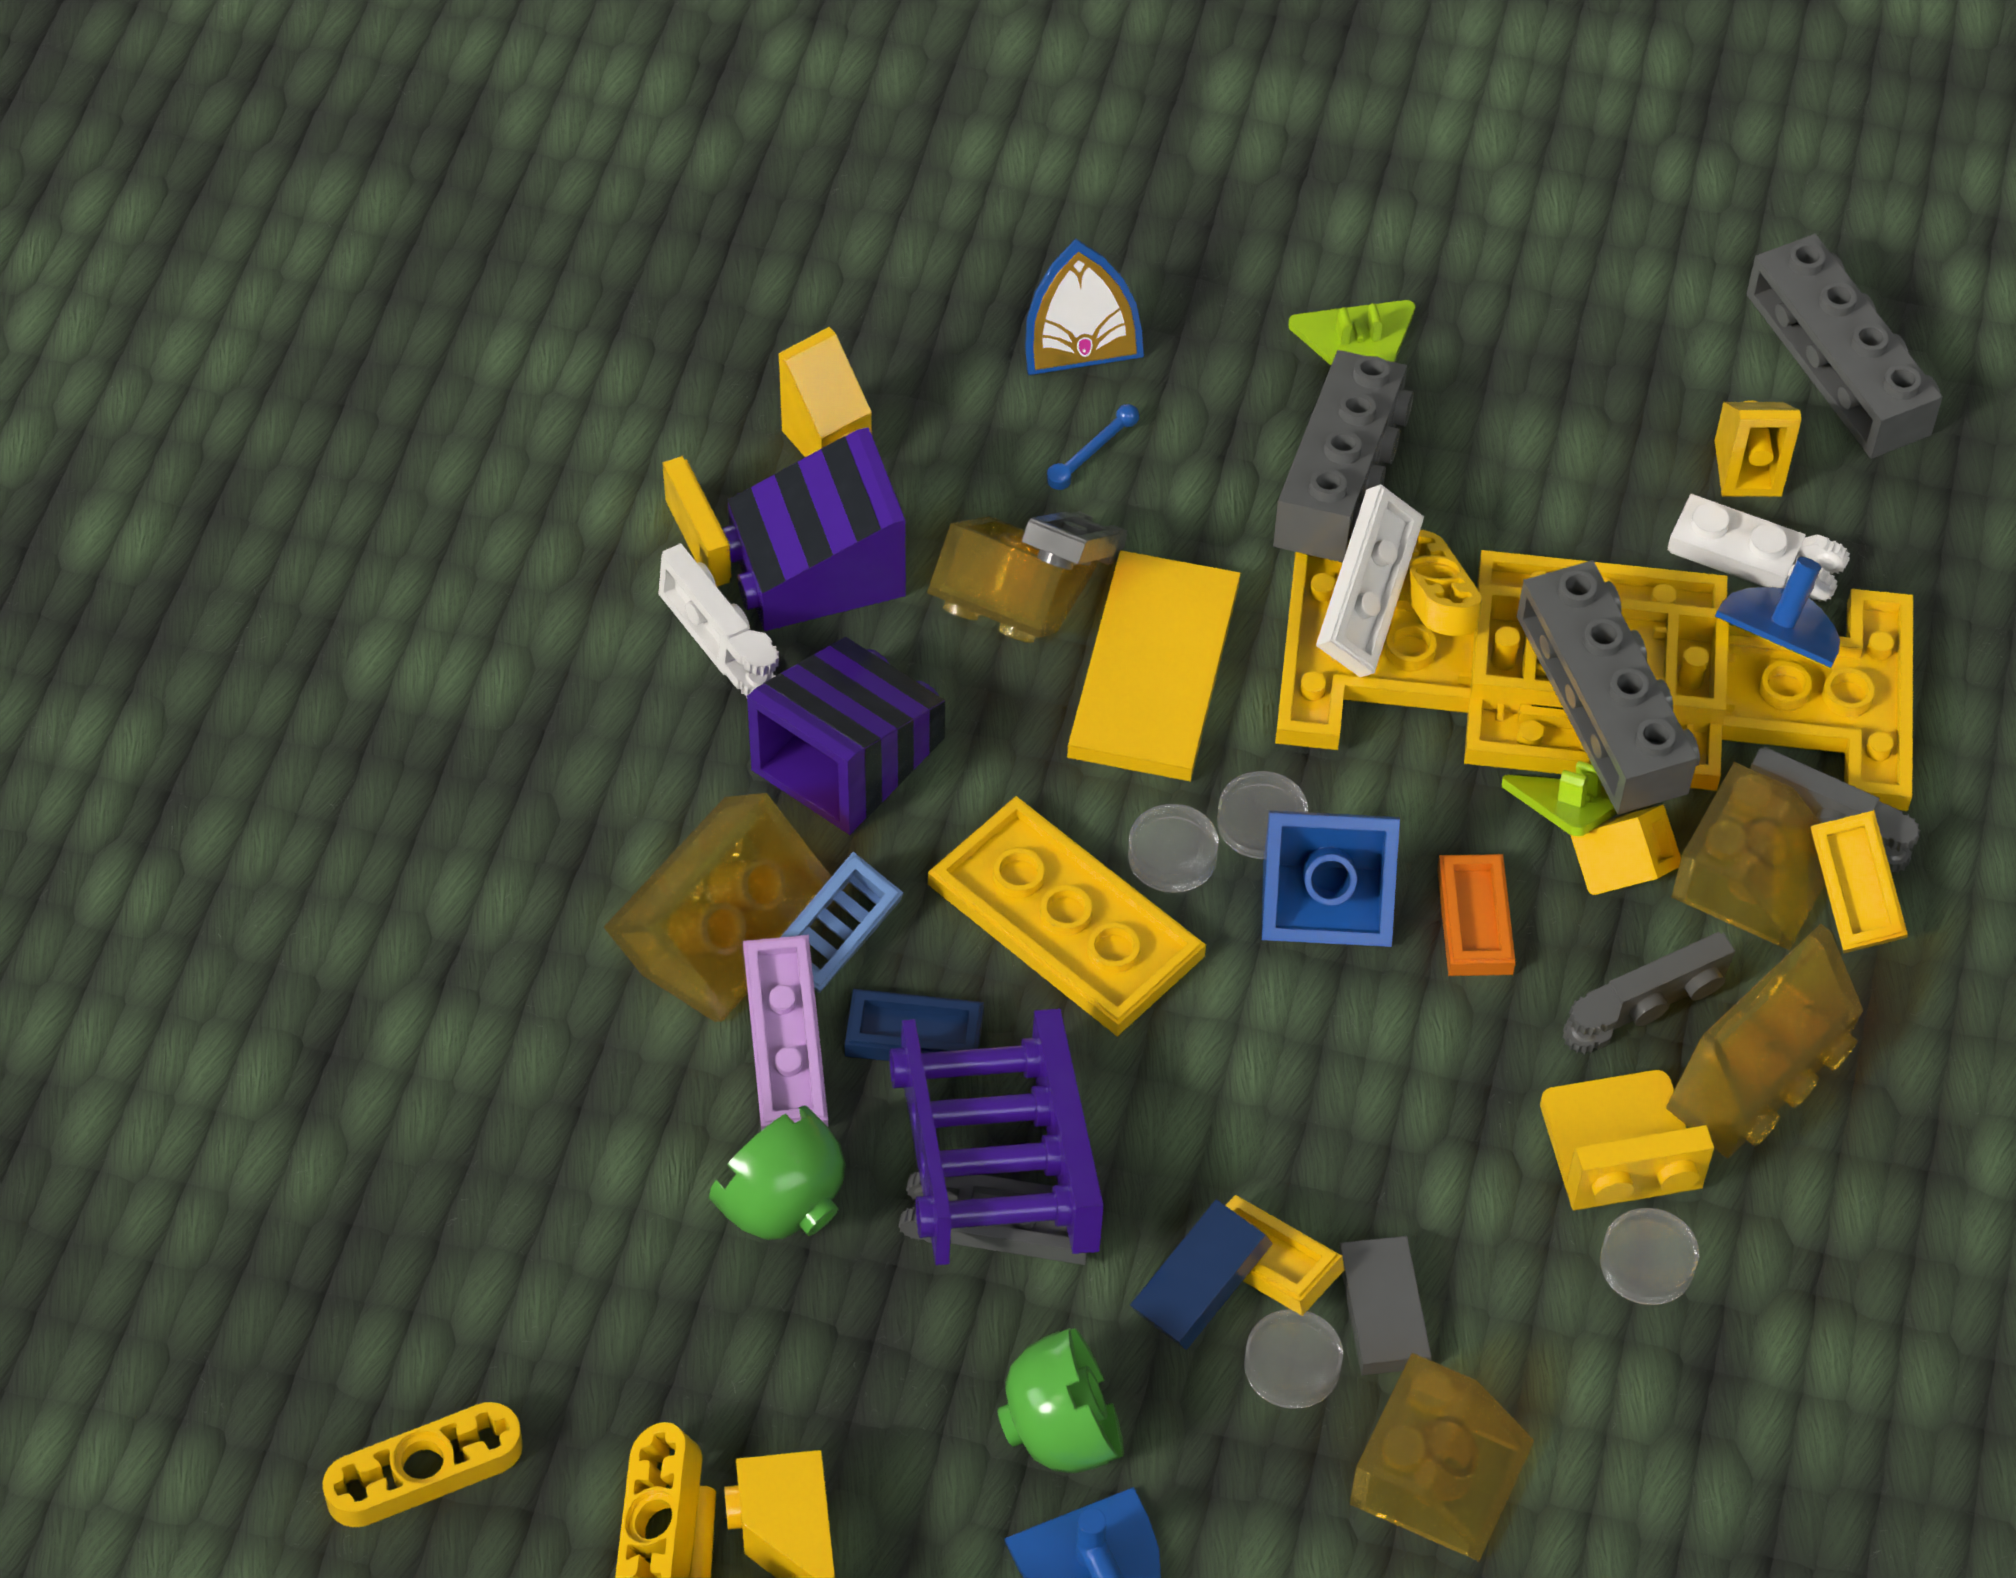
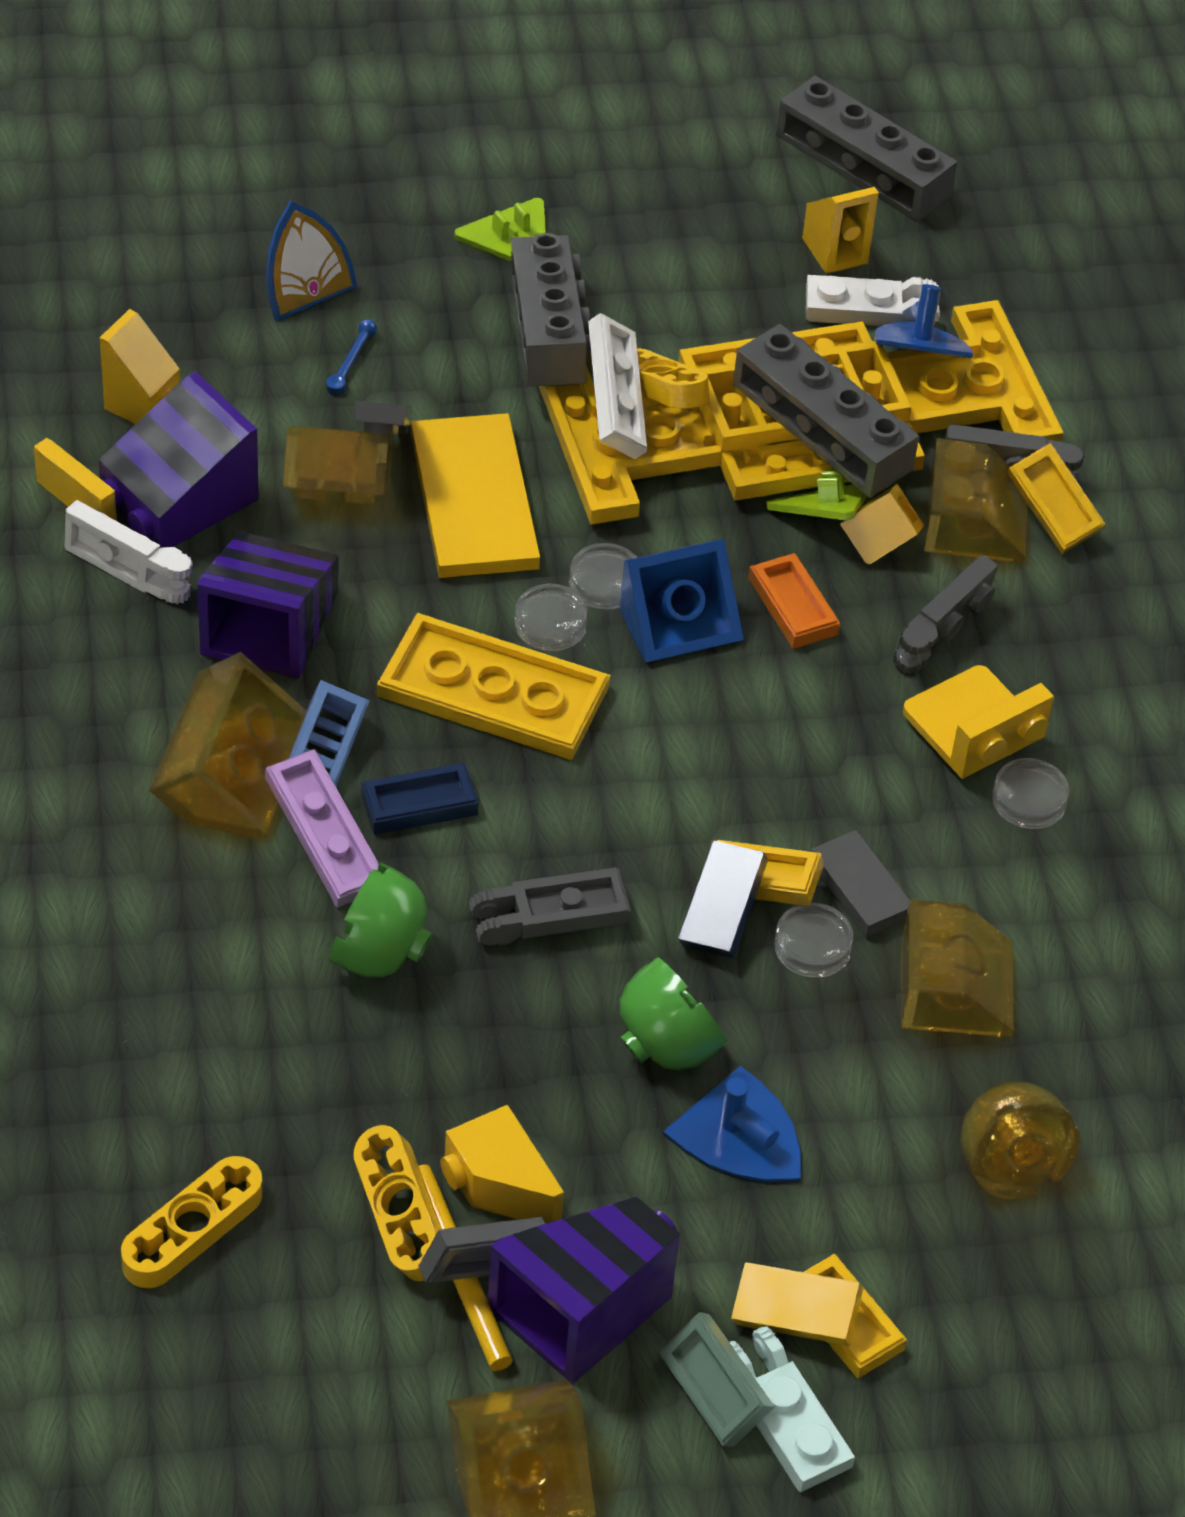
camera: 25 degrees left, 5 degrees down
(1052, 1104) = (555, 809): dark purple fence -> none
(1770, 1046) = (1056, 620): clear yellow slope -> none

